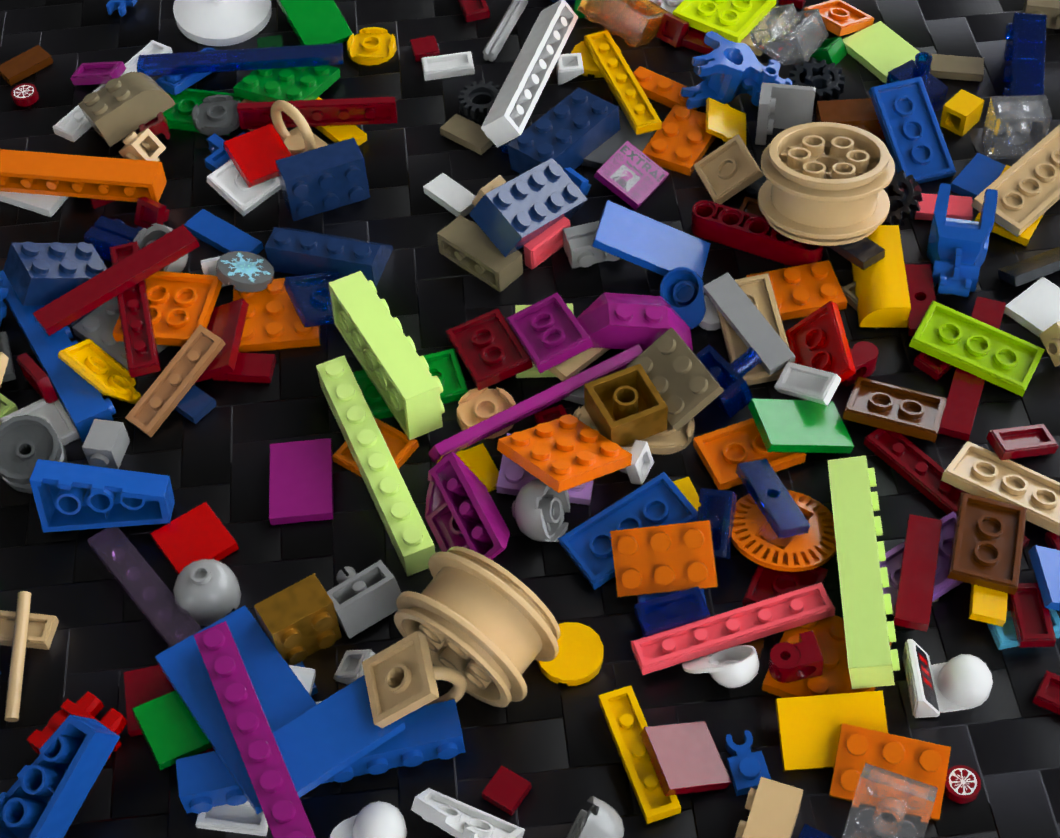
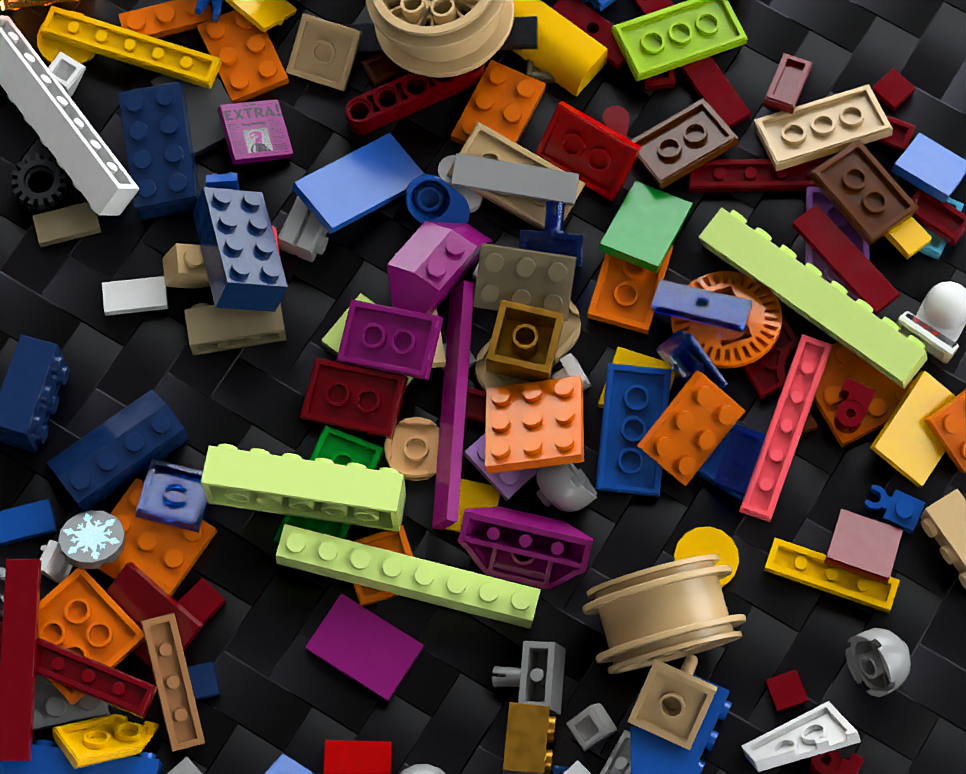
camera: 55 degrees left, 20 degrees up
(728, 667) = (815, 455): white cap -> none
(807, 383) = (613, 187): white tile -> none

